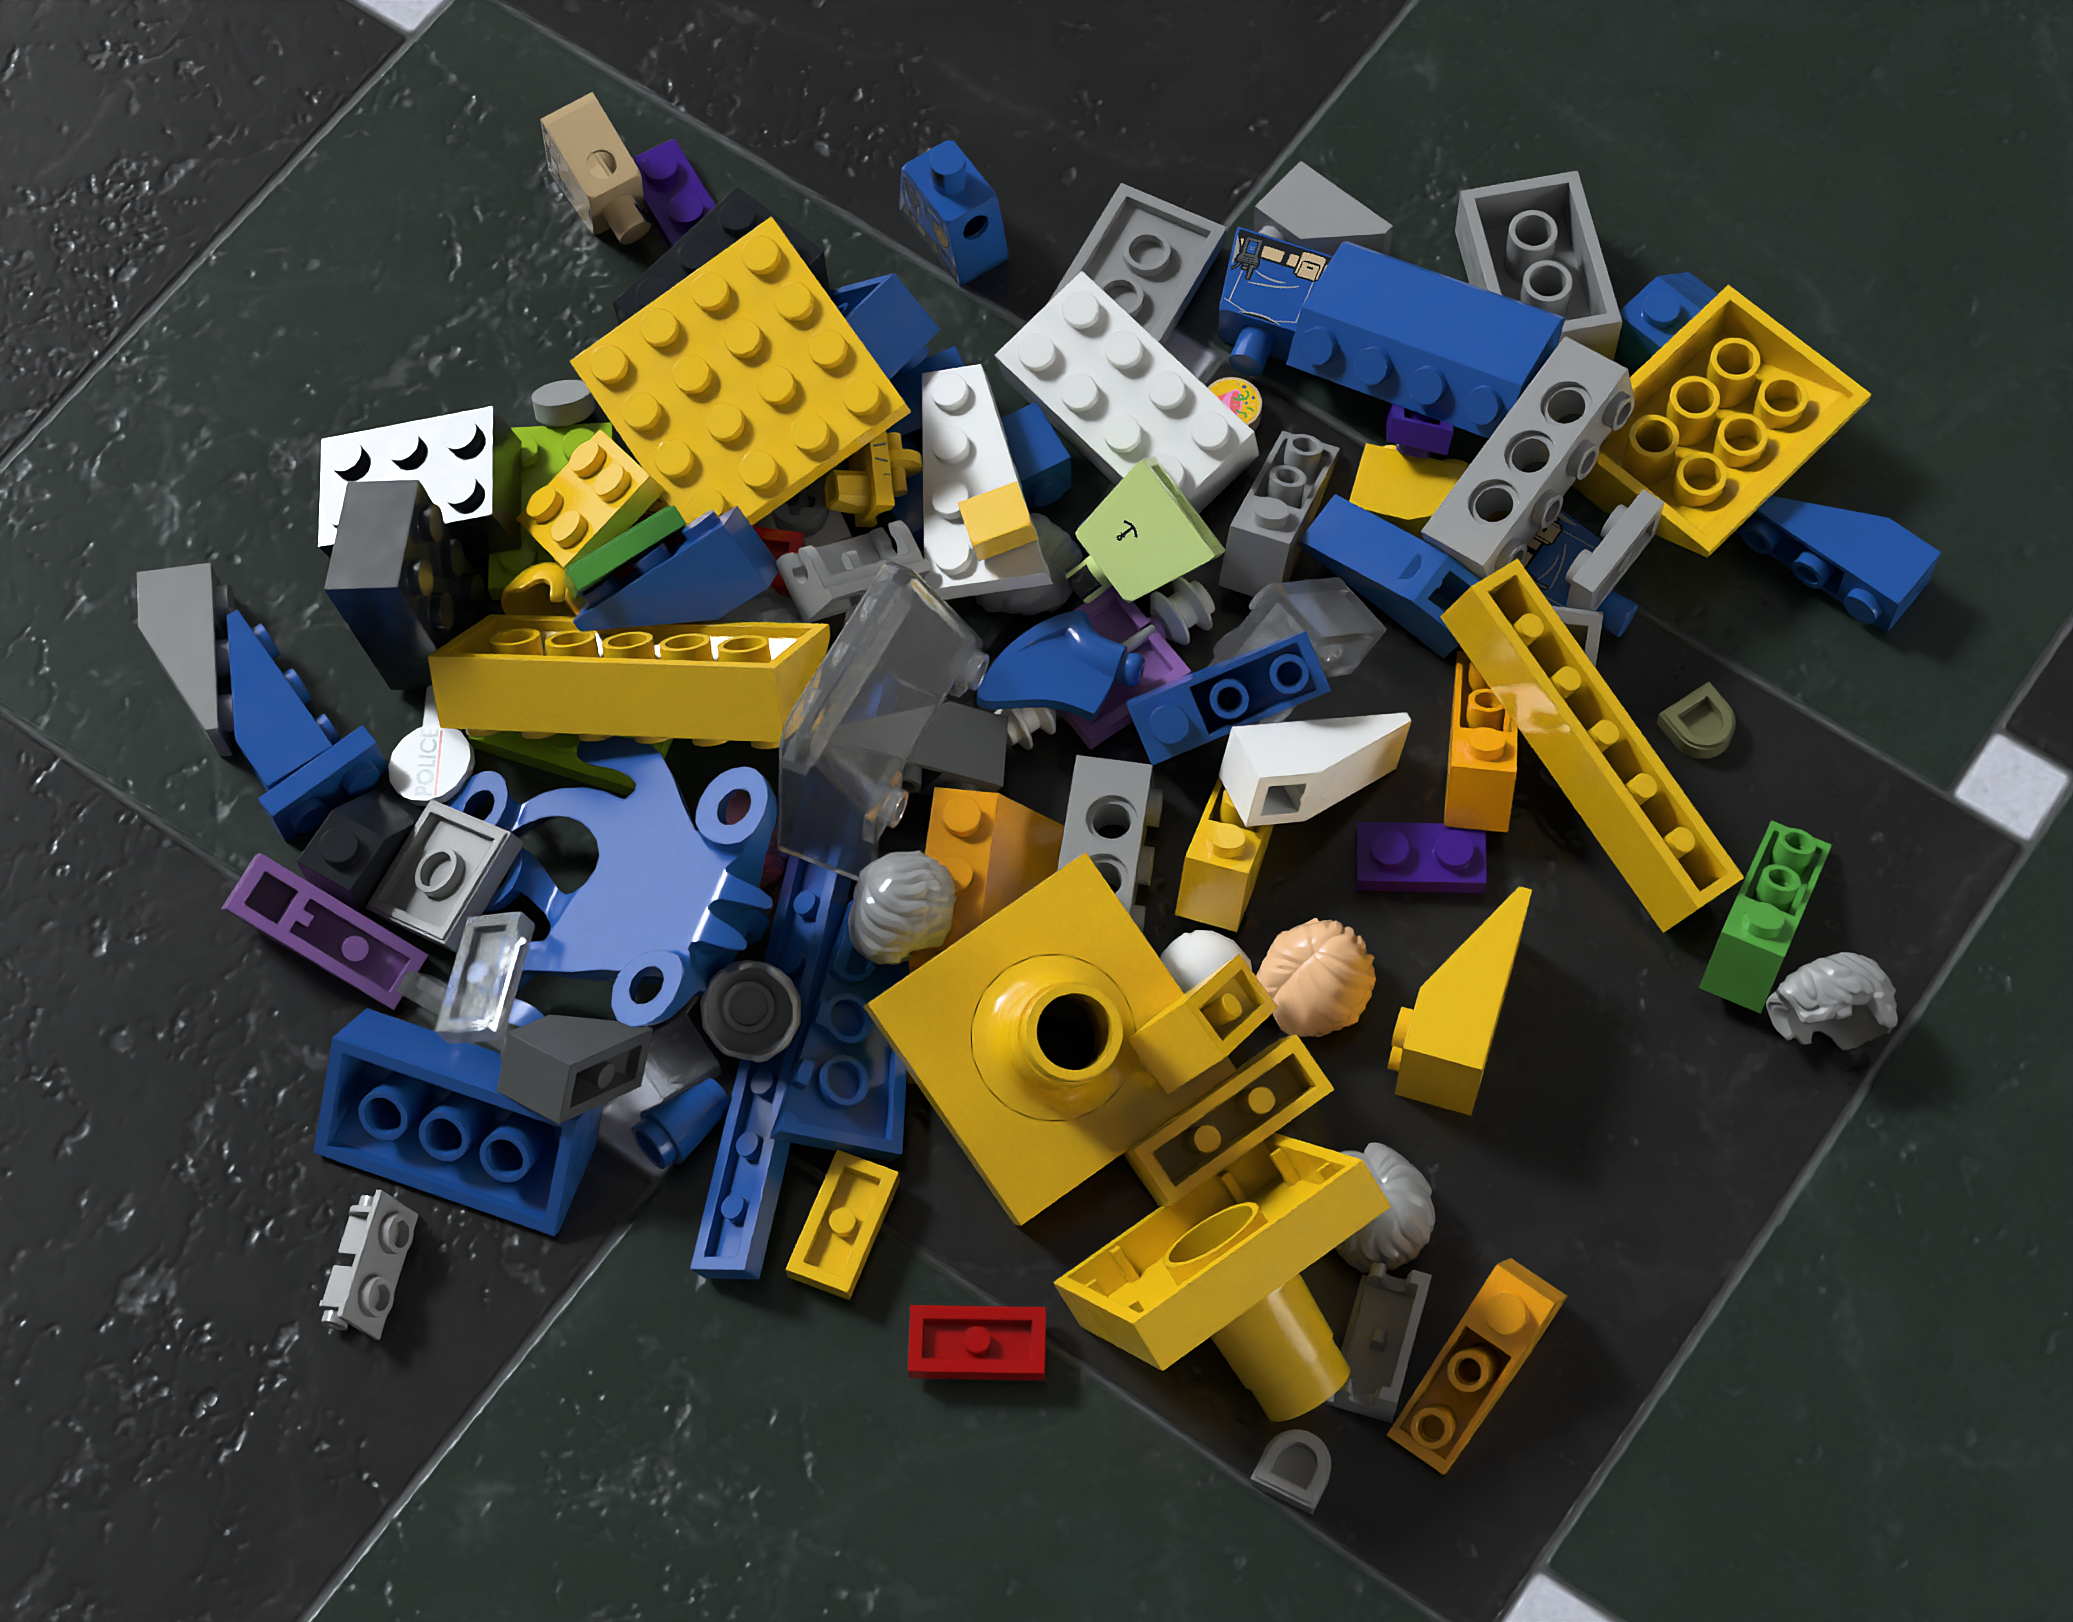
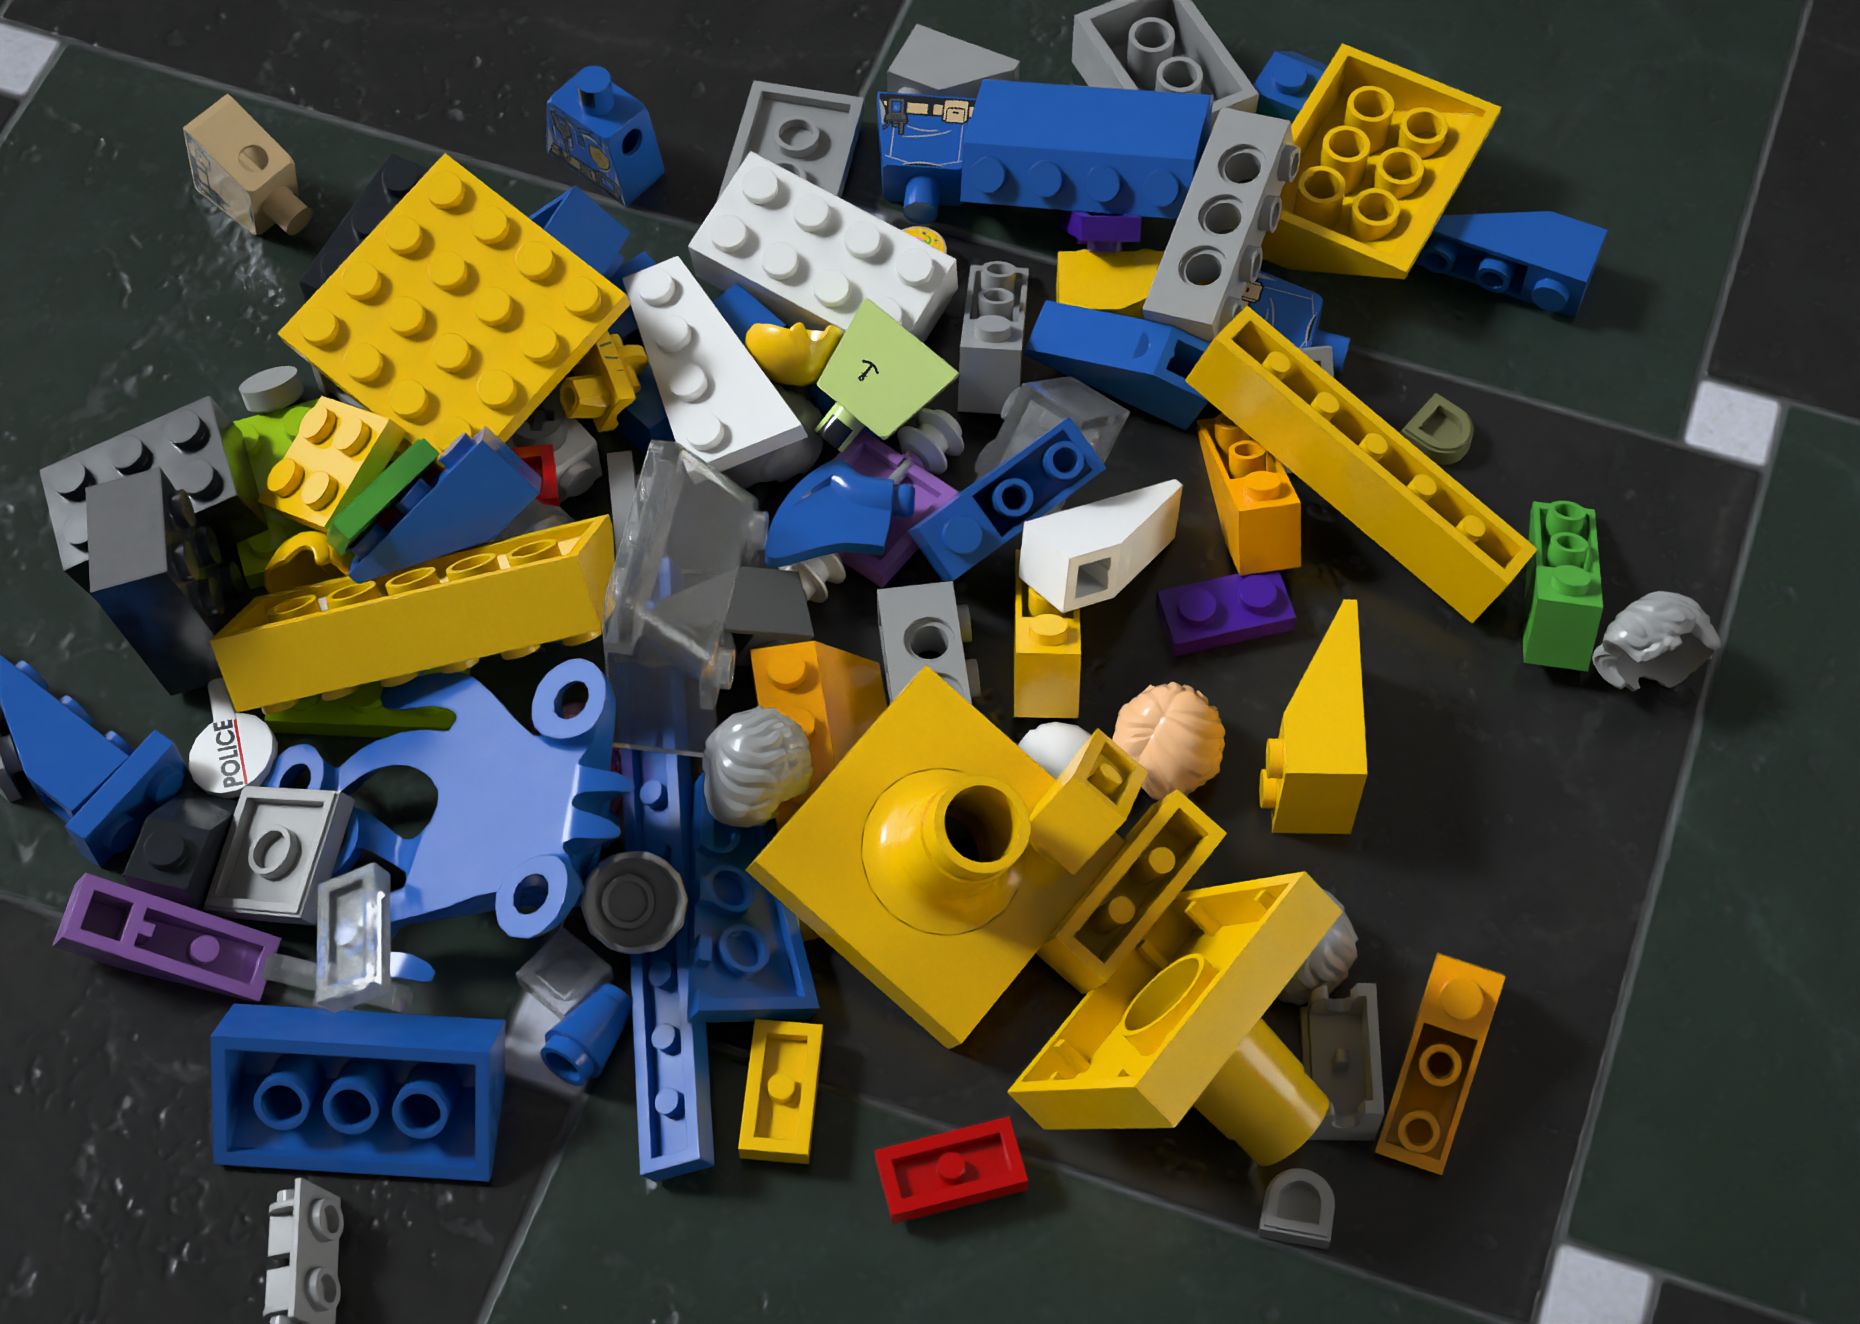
camera: 20 degrees left, 5 degrees down
(572, 1064) = (466, 999): dark grey slope -> none
(672, 191) = (325, 180): dark purple plate -> none
(839, 574) = (604, 472): light grey hinge -> none
(997, 521) = (742, 387): yellow slope -> none
(1064, 495) = (792, 354): none -> yellow hair
(1625, 537) = (1327, 274): light grey plate -> none

